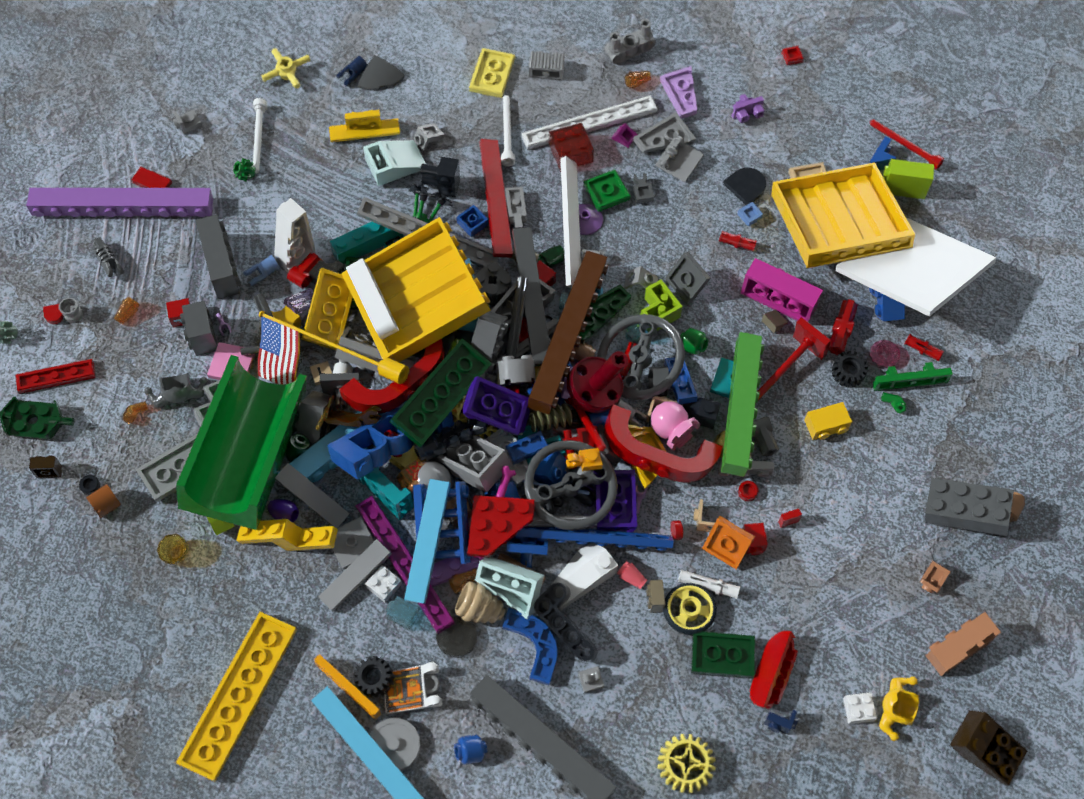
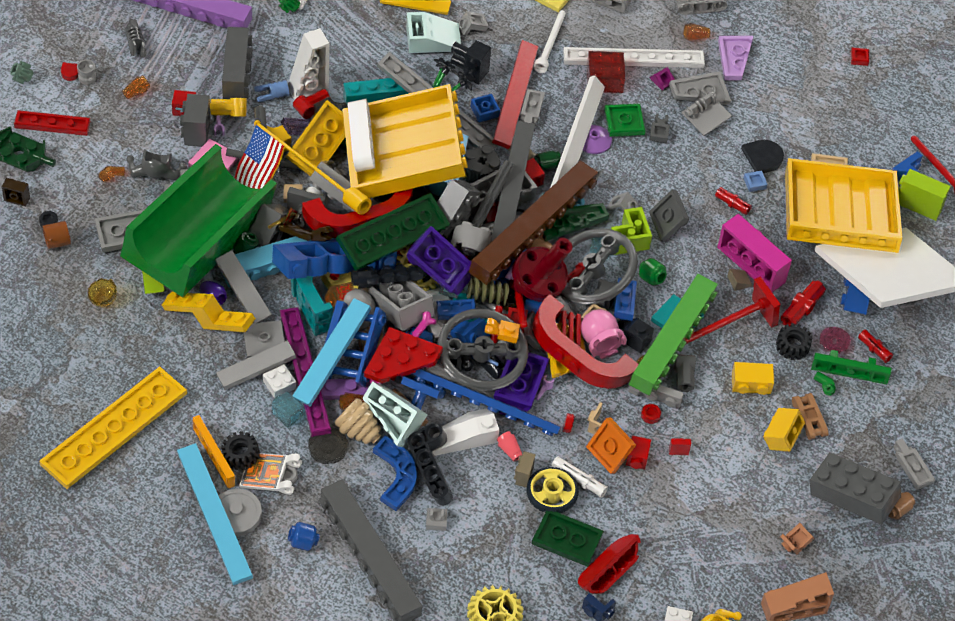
camera: 15 degrees right, 10 degrees down
(231, 301) = (234, 107): none -> yellow piece
(645, 428) = (574, 323): none -> red tile
(748, 106) = (793, 87): medium lavender hips -> none
(878, 466) = (784, 429): none -> yellow brick
(894, 441) = (811, 416): none -> medium nougat plate
(1006, 459) = (913, 465): none -> light grey hinge

